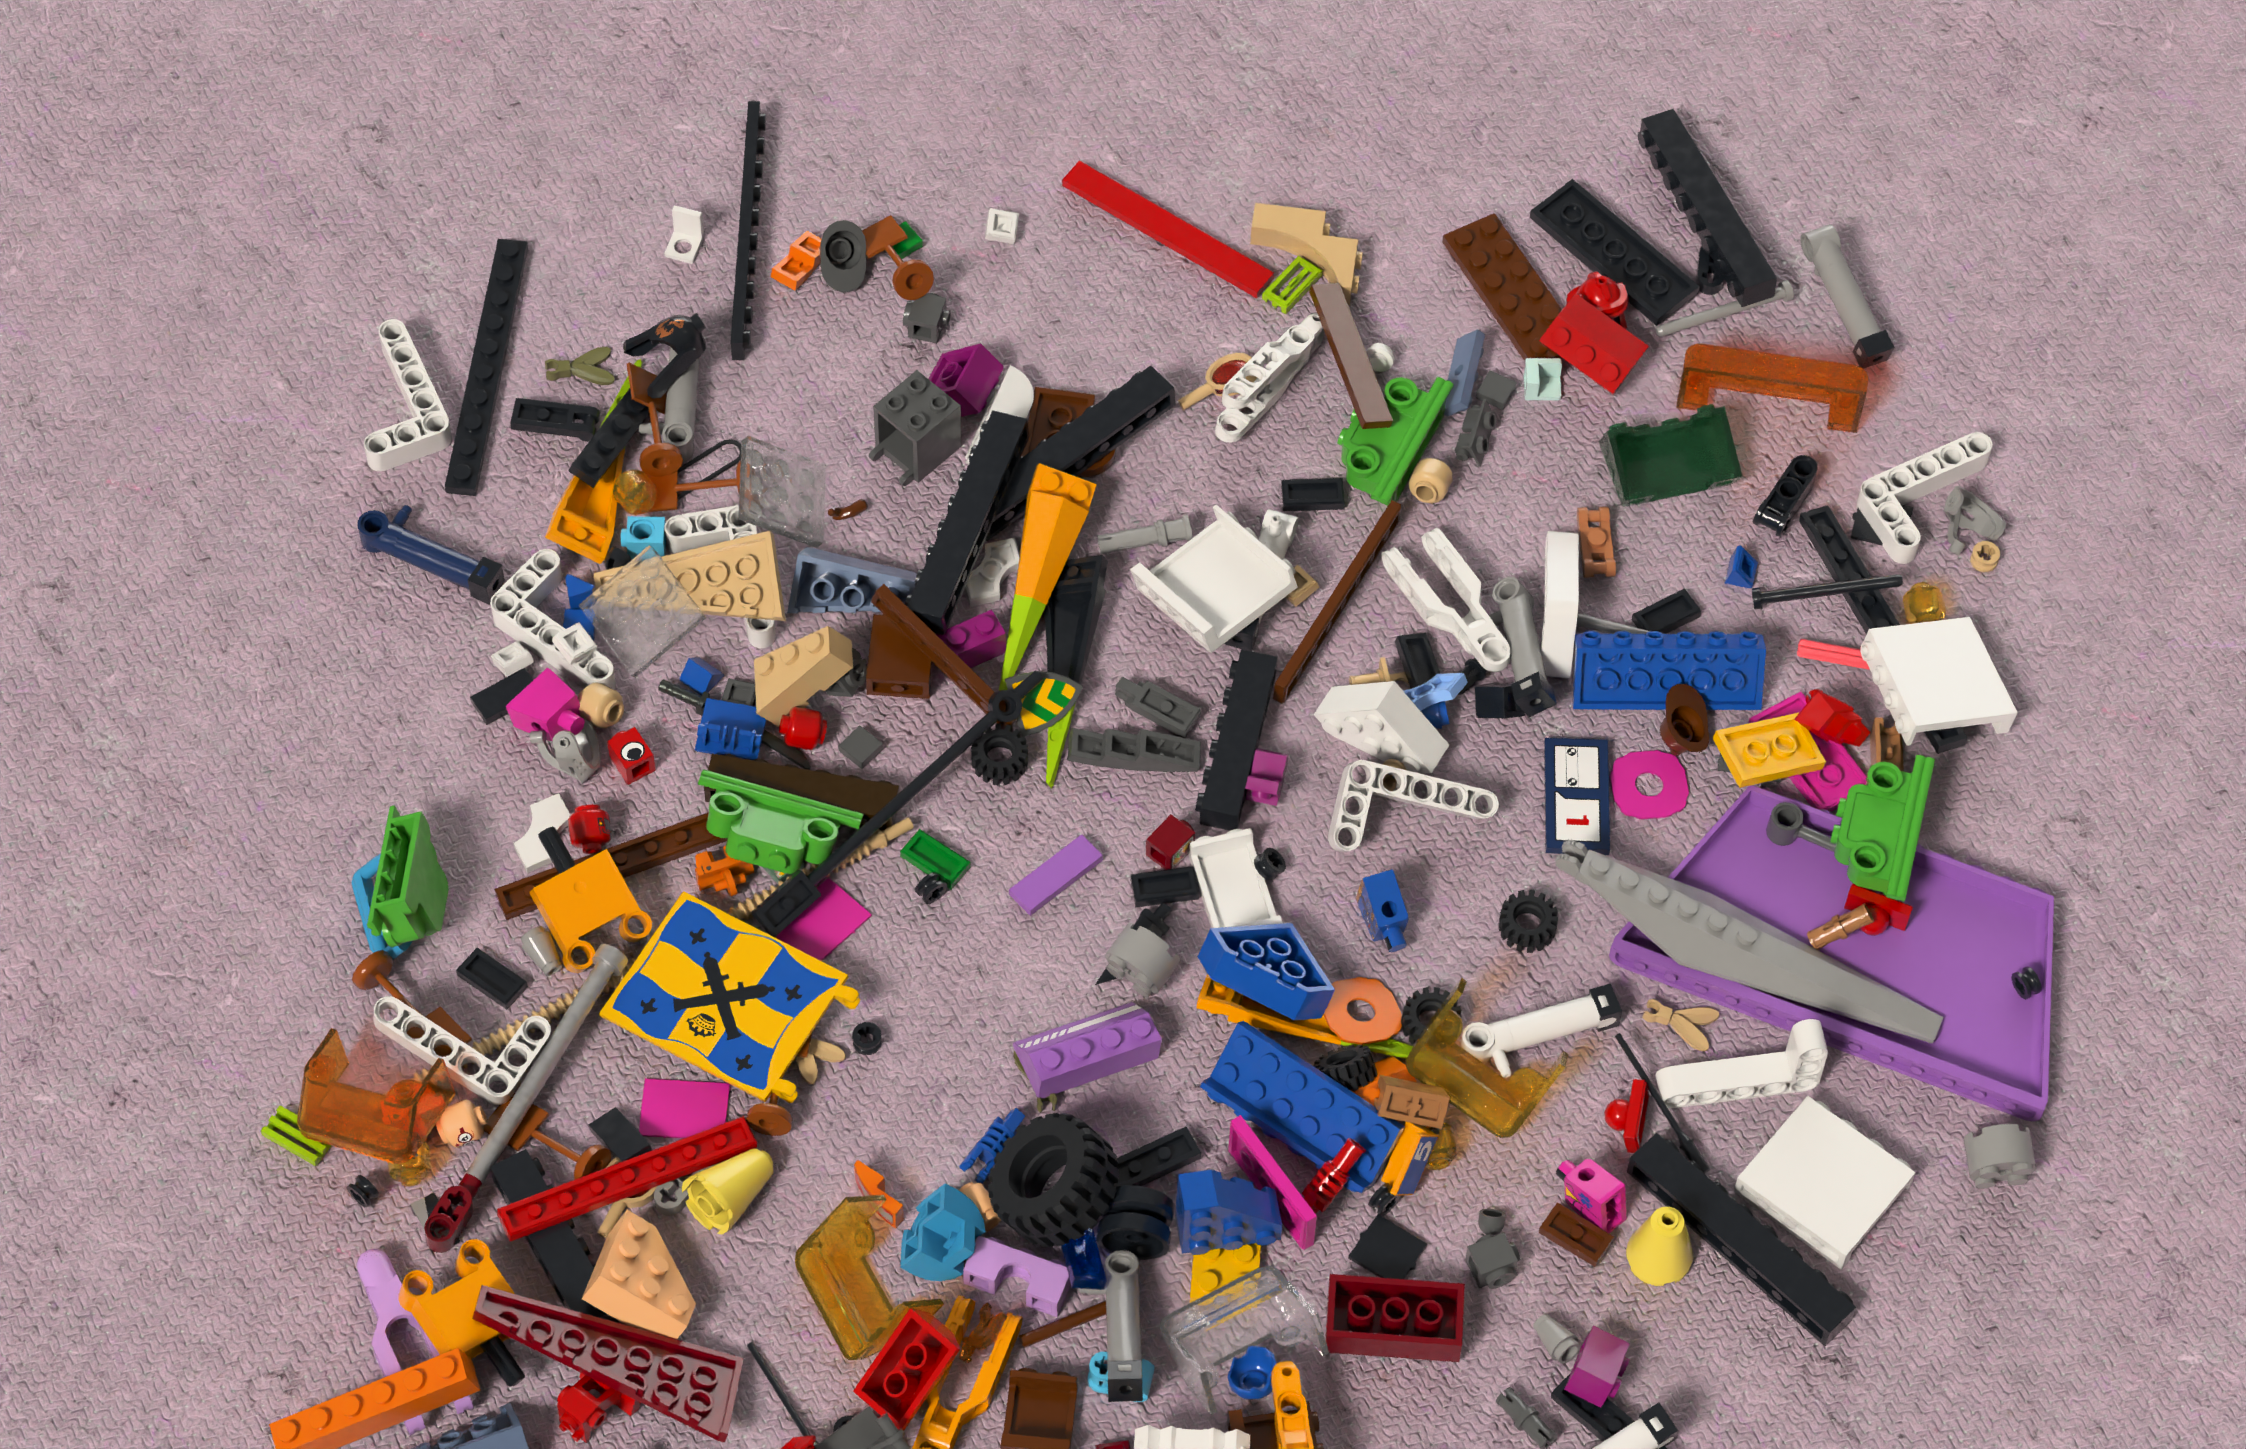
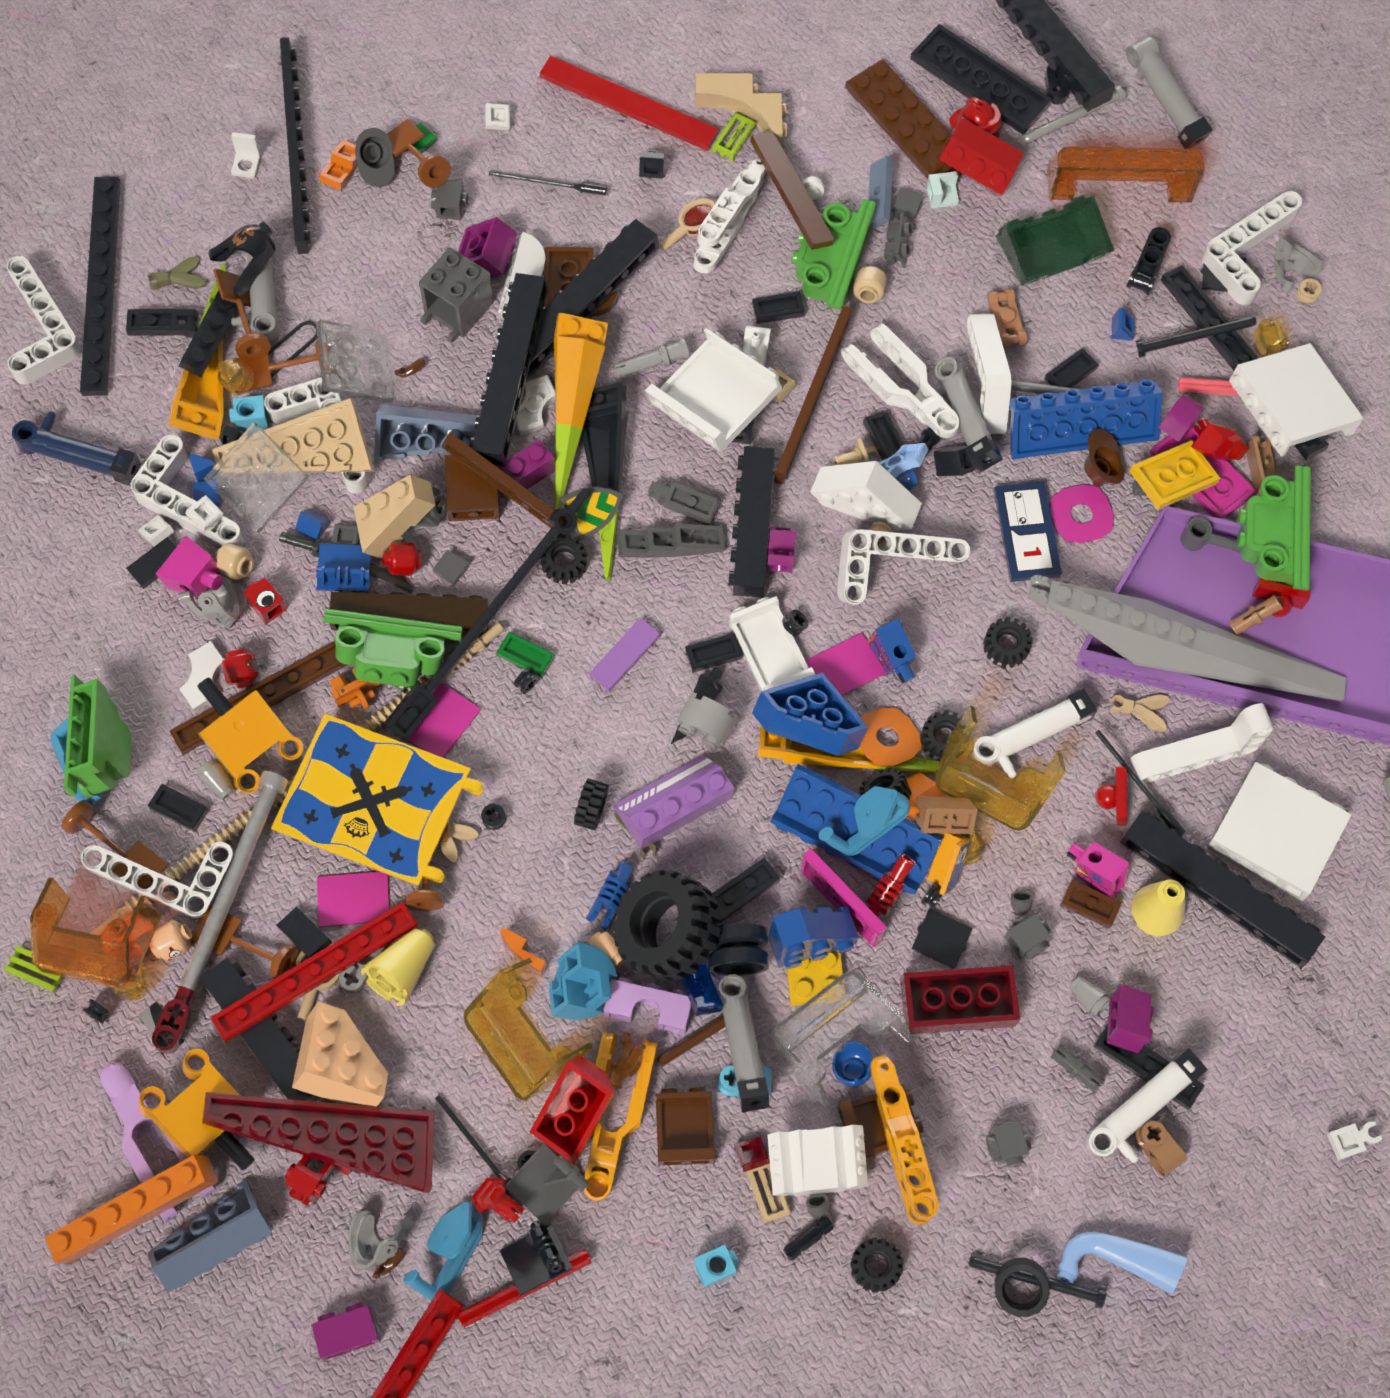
camera: 10 degrees left, 10 degrees up
(986, 1036) = (591, 804): none -> black tyre
(1092, 322) = (582, 187): none -> piece
(1170, 842) = (713, 615): dark red brick -> none
(1183, 305) = (651, 164): none -> black tile
(1318, 1094) = (874, 816): none -> dark azure piece
(1328, 922) = (848, 664): none -> dark pink window
(1789, 684) = (1181, 418): none -> magenta brick

